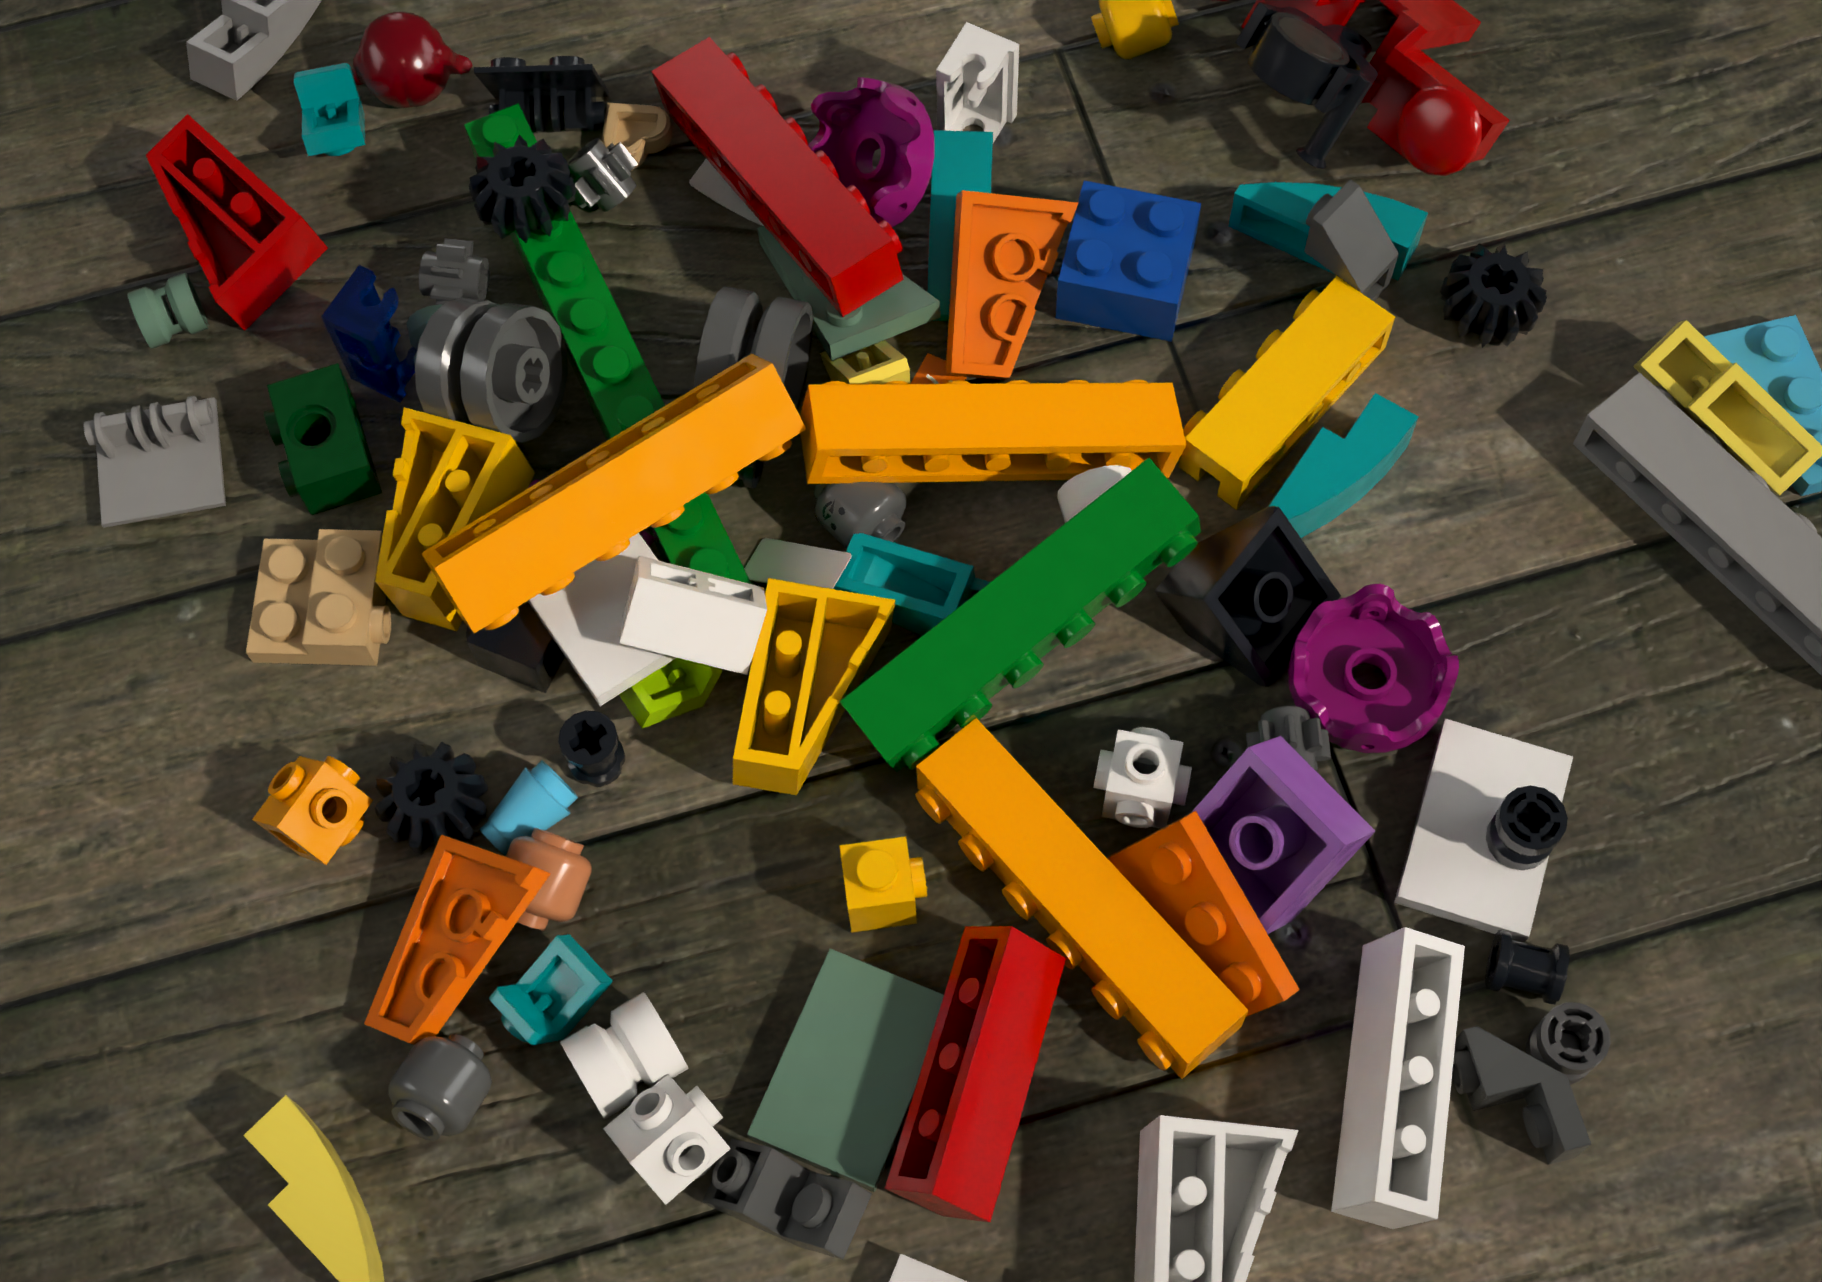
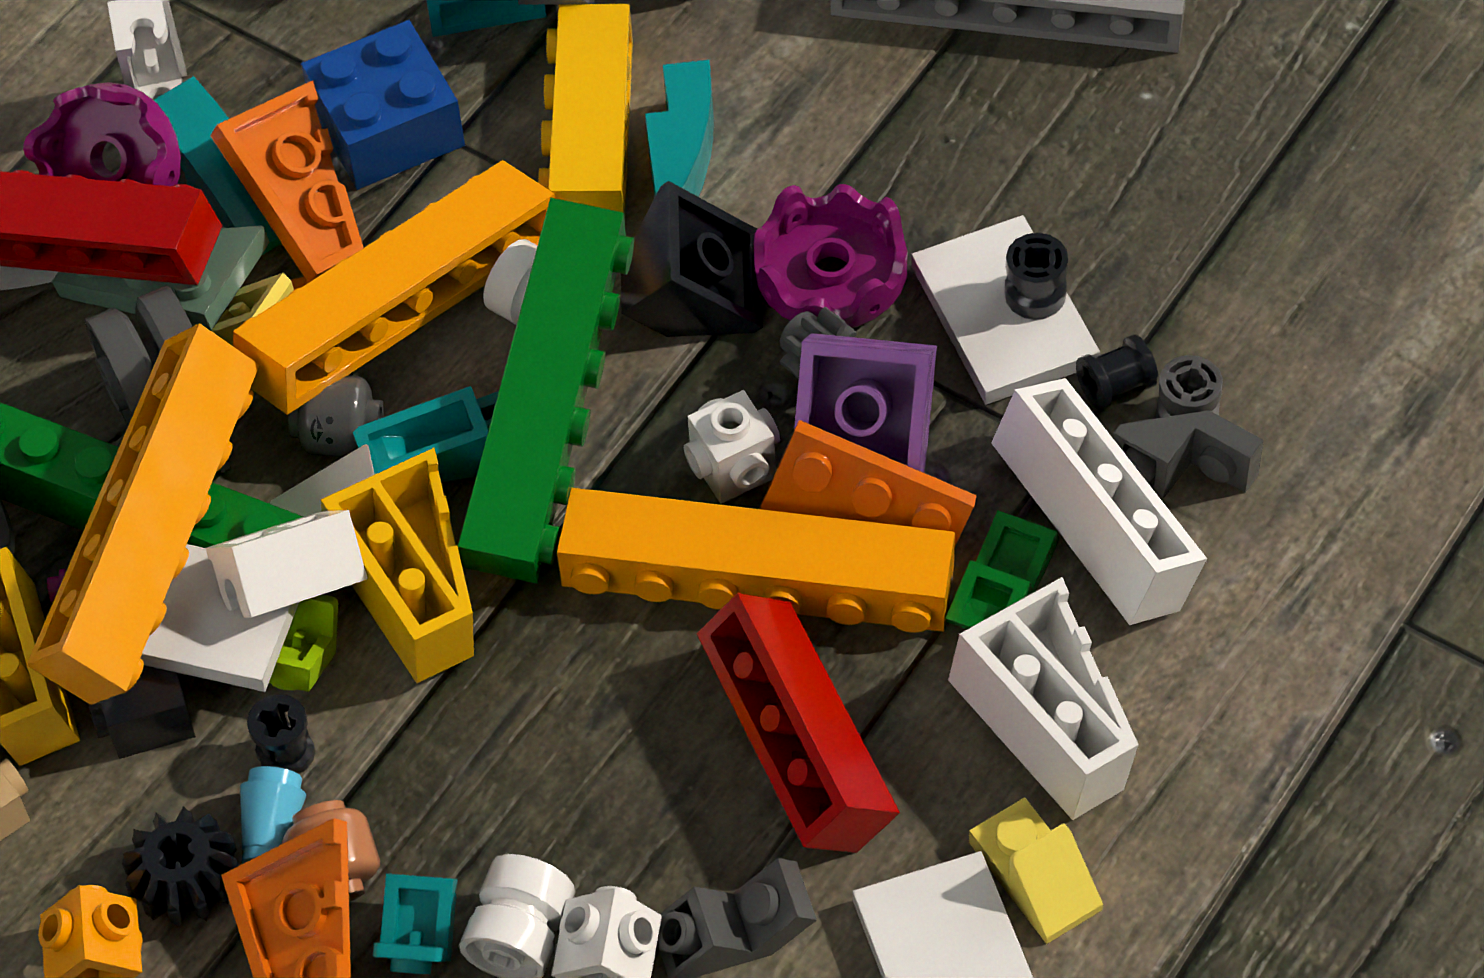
camera: 40 degrees left, 10 degrees down
(848, 1070) = (695, 800): sand green tile -> none
(881, 883) = (602, 658): yellow brick -> none
(1267, 1075) = (1005, 569): none -> green slope

